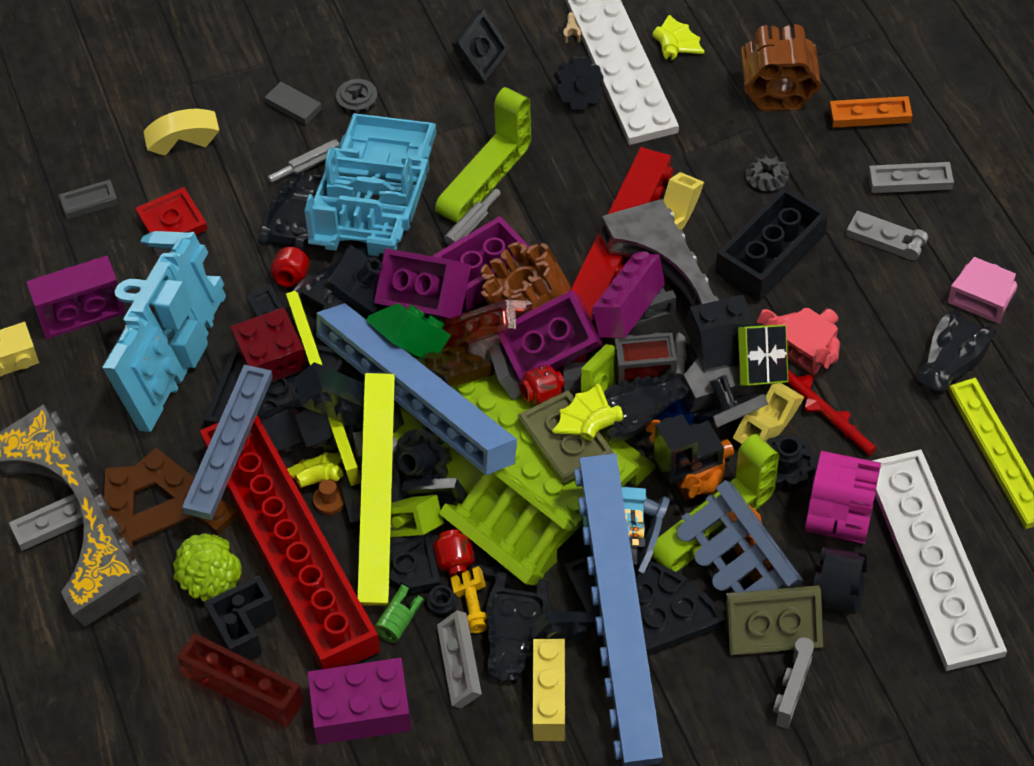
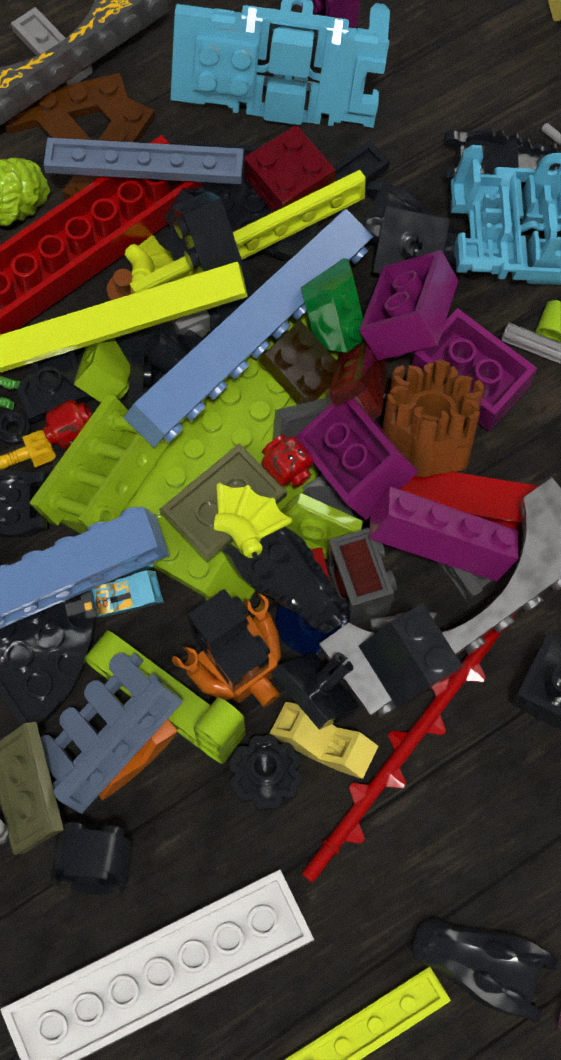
camera: 75 degrees right, 15 degrees up
(172, 214) = (459, 46): red plate -> none
(289, 266) = (419, 174): red head -> none
(657, 512) = (161, 629): sand blue brick -> none
(763, 354) = (395, 711): black tile -> none
(810, 337) = (458, 768): coral torso -> none
(842, 497) = (204, 835): dark pink piece -> none

